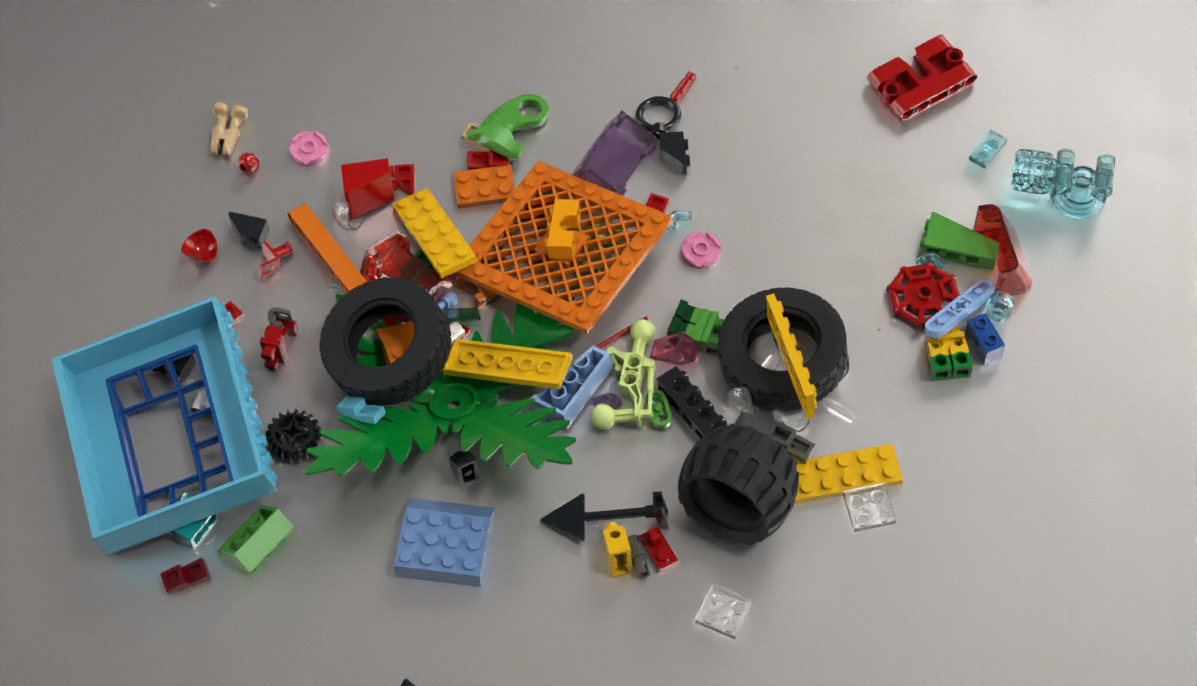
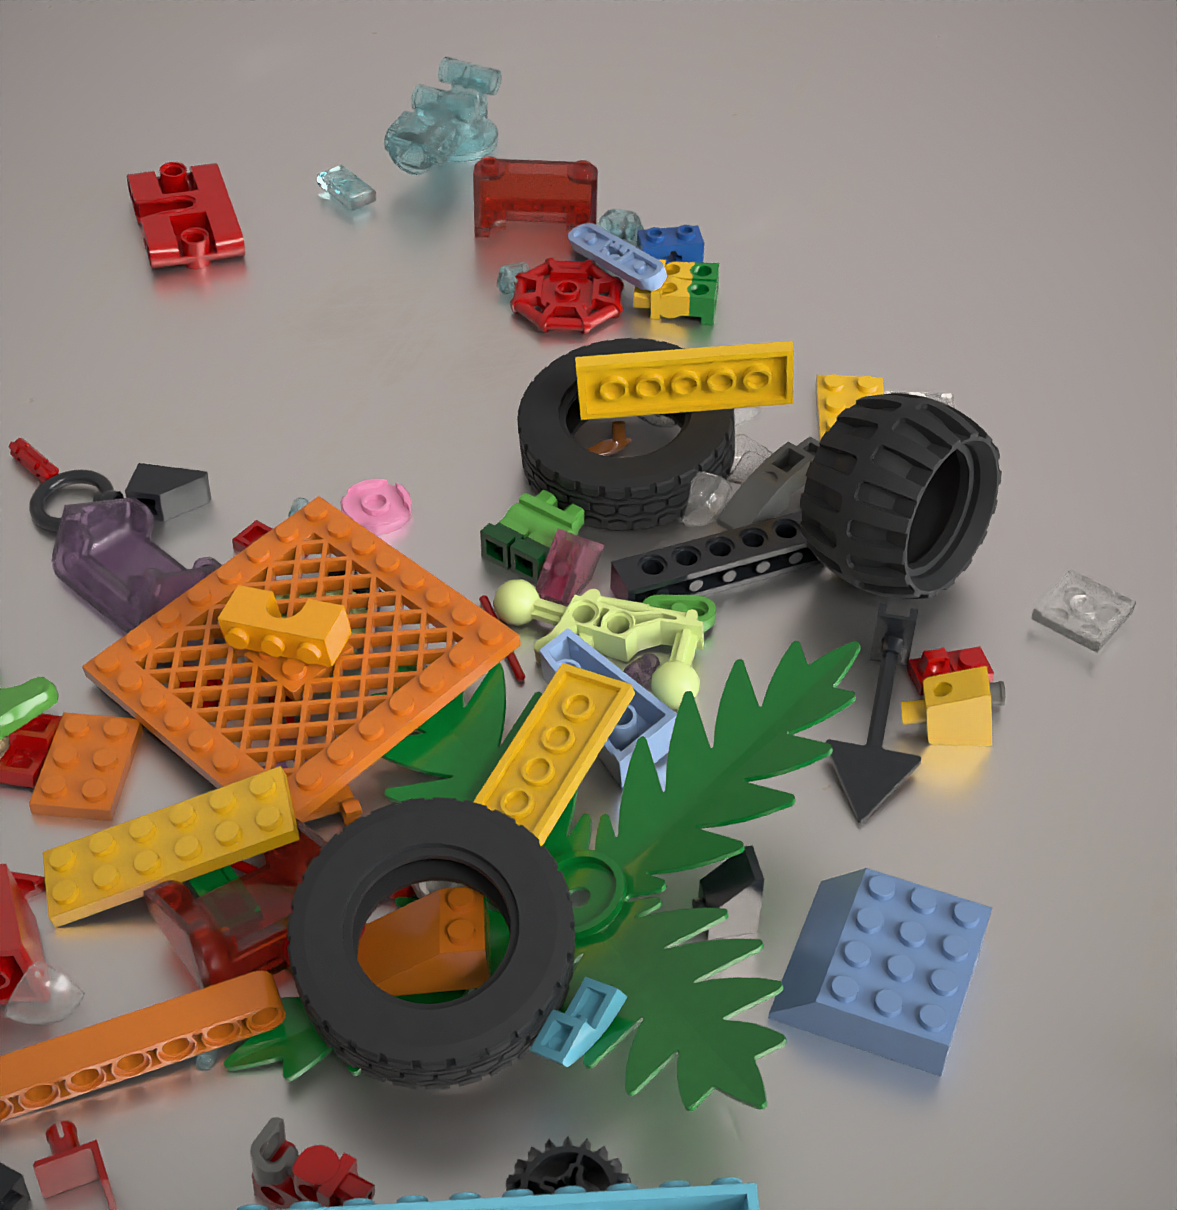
camera: 80 degrees left, 15 degrees down
(958, 243) = (493, 242): bright green slope -> none

